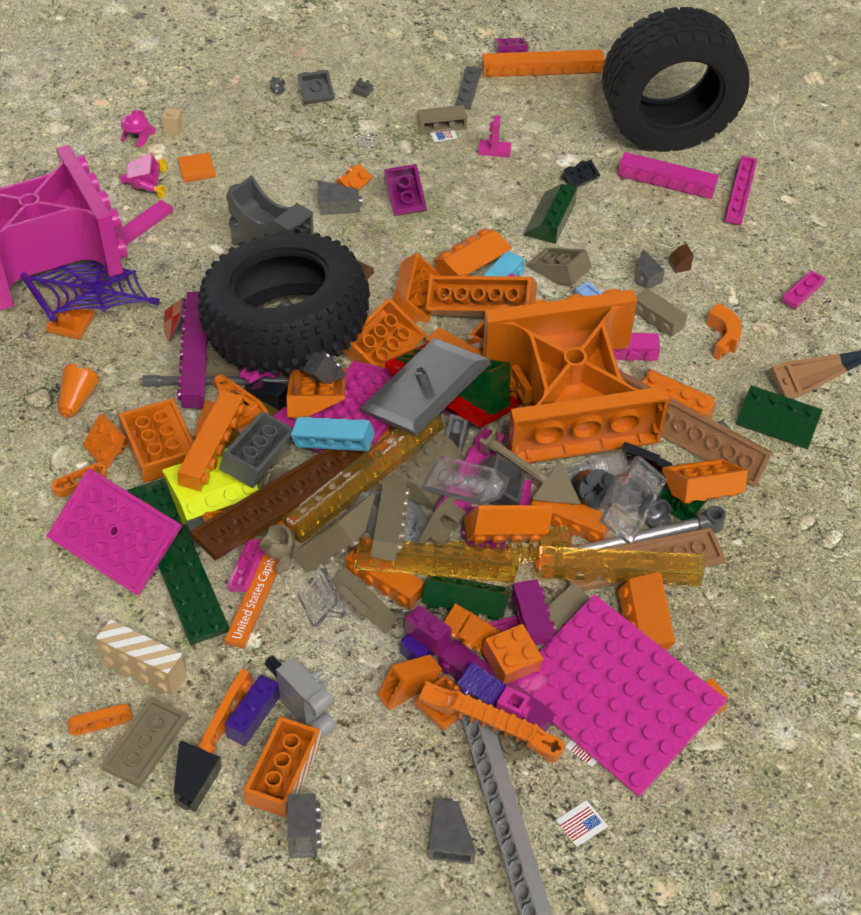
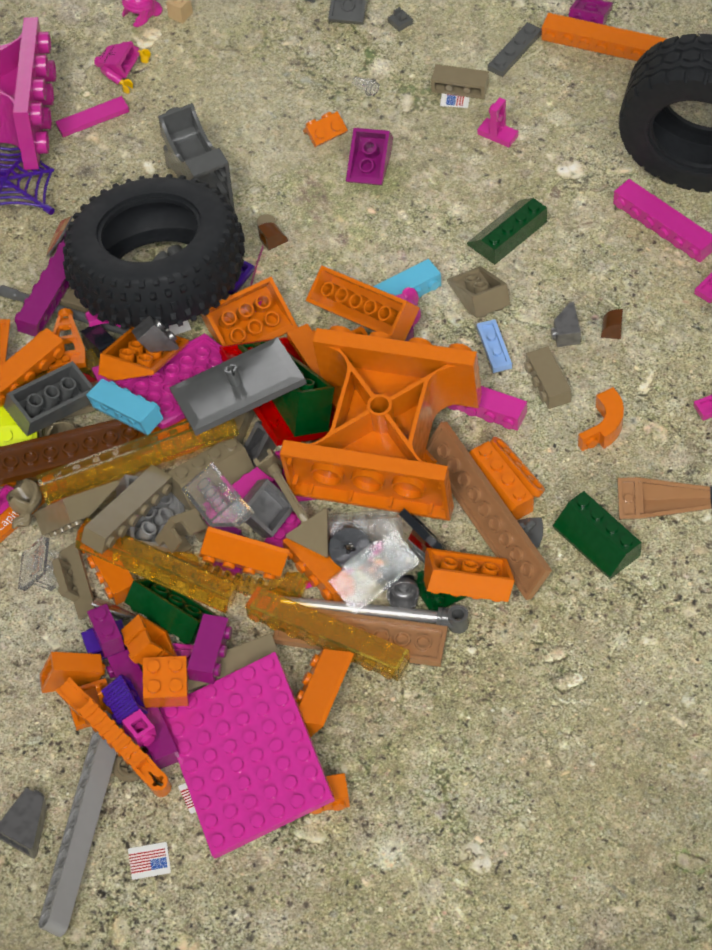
camera: 30 degrees right, 5 degrees up
(196, 167) = (177, 67): orange tile -> none
(338, 199) = (294, 146): flat silver slope -> none
(413, 287) = (301, 276): orange slope -> none
(471, 253) = (389, 251): orange slope -> none
(581, 174) = (569, 191): black bracket -> none

